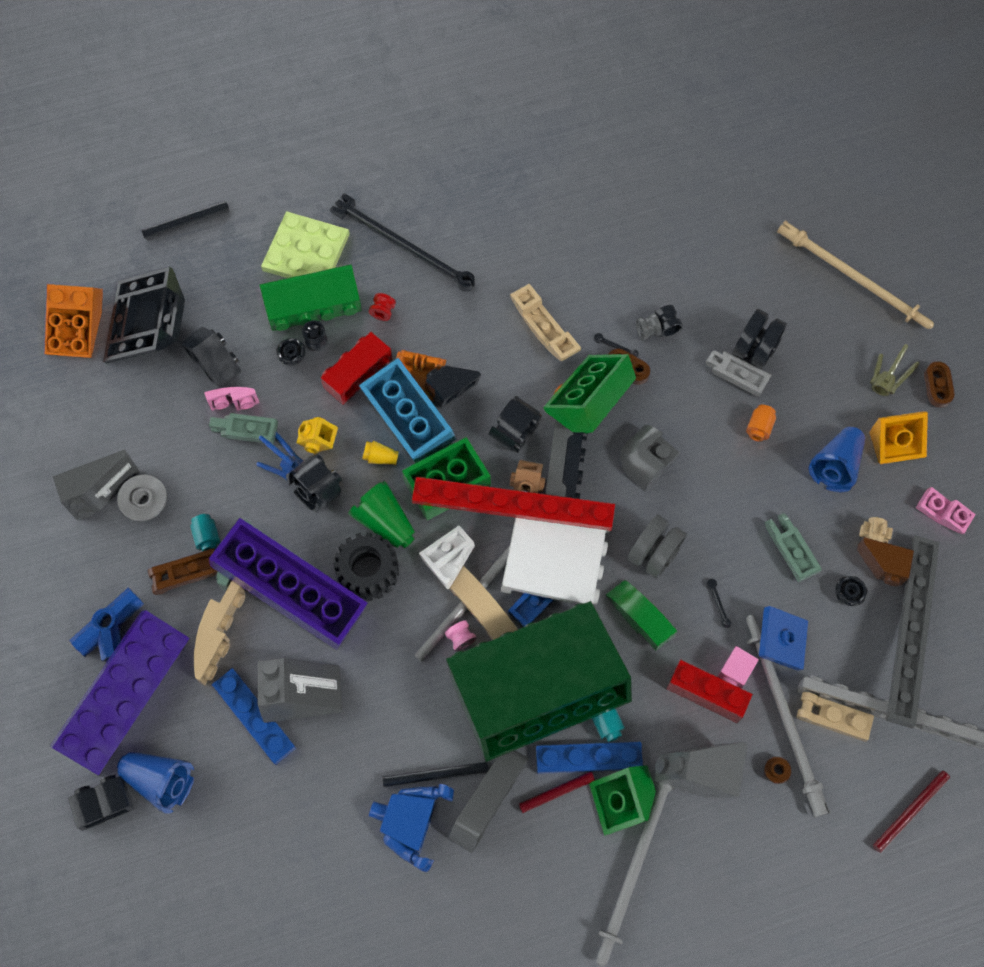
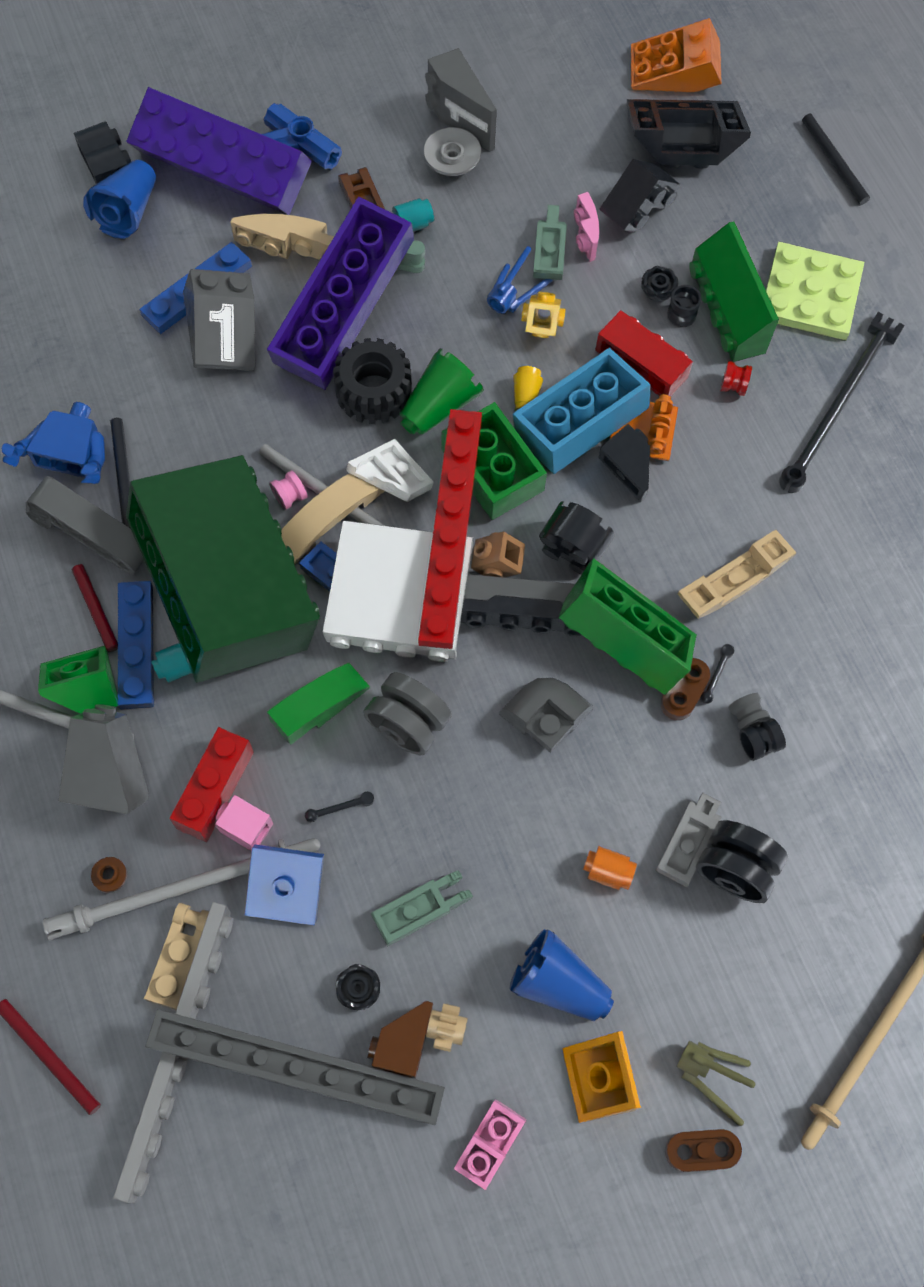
camera: 85 degrees right, 0 degrees up
(314, 483) = (477, 315): black brick -> none

